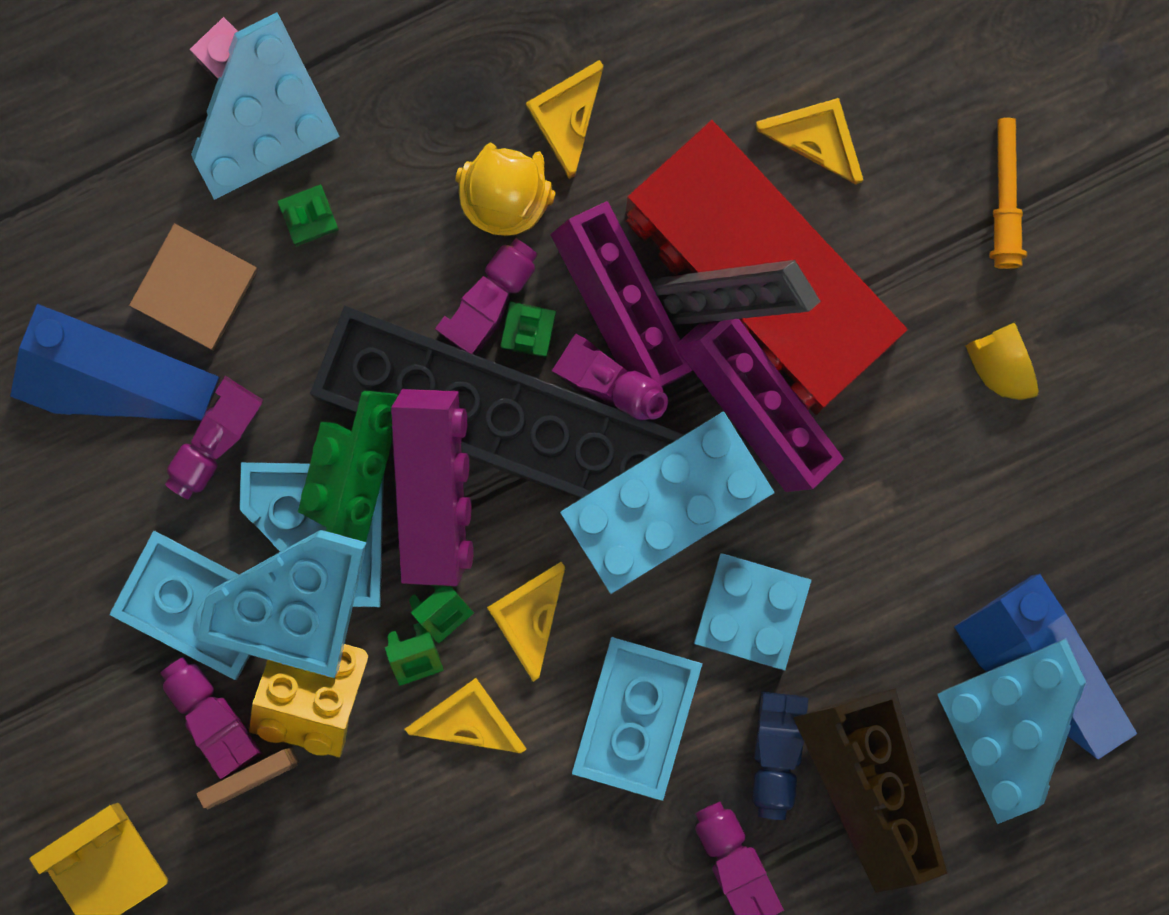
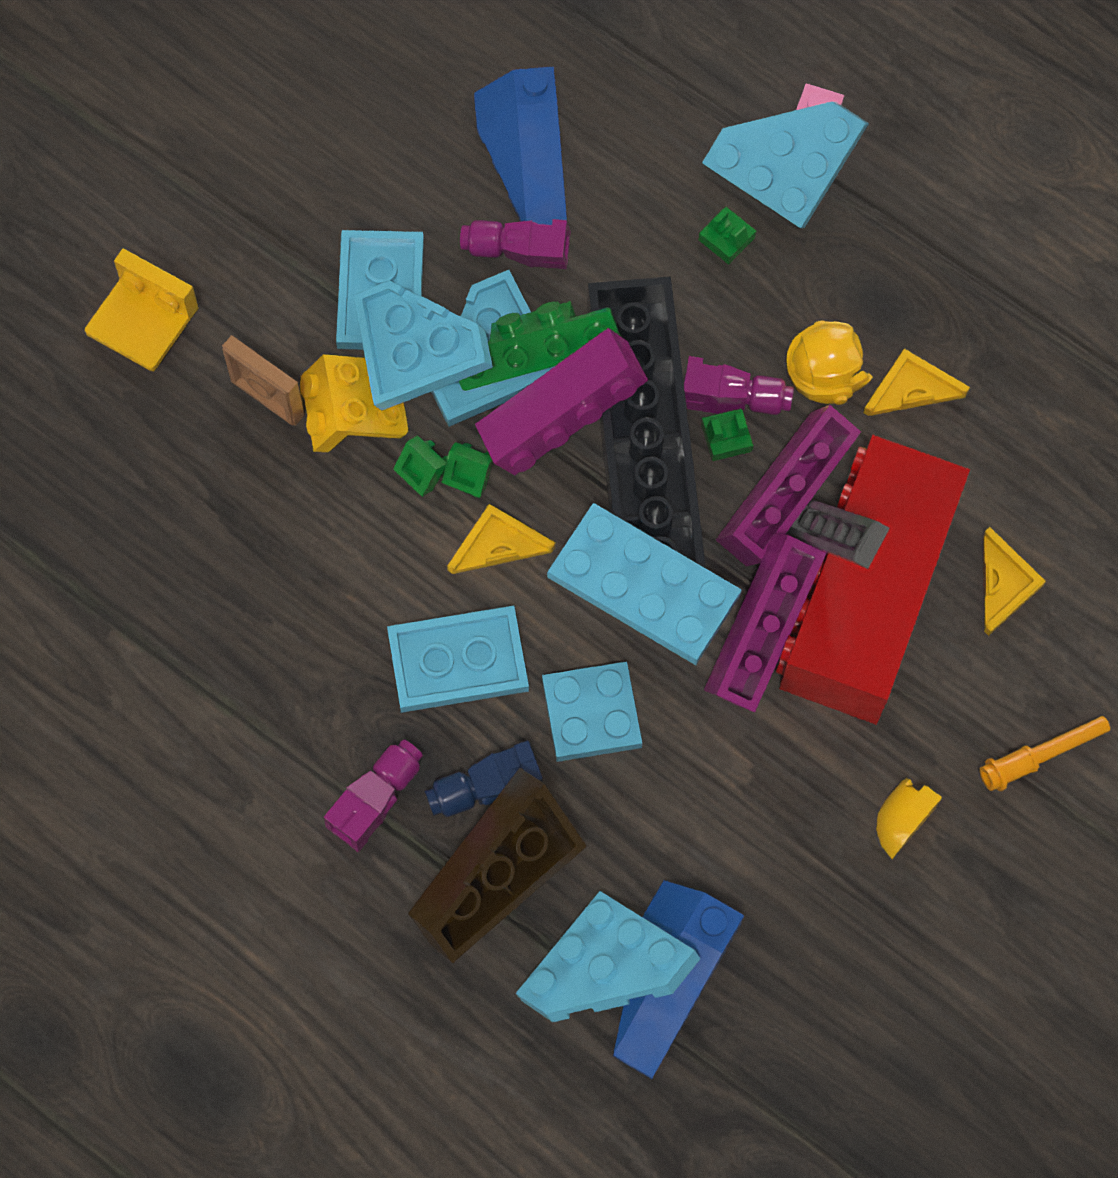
camera: 65 degrees right, 15 degrees down
(193, 287) = (626, 180): medium nougat tile -> none
(209, 719) = (294, 340): magenta piece -> none
(468, 719) = (392, 533): yellow tile -> none
(609, 383) = (718, 500): magenta piece -> none

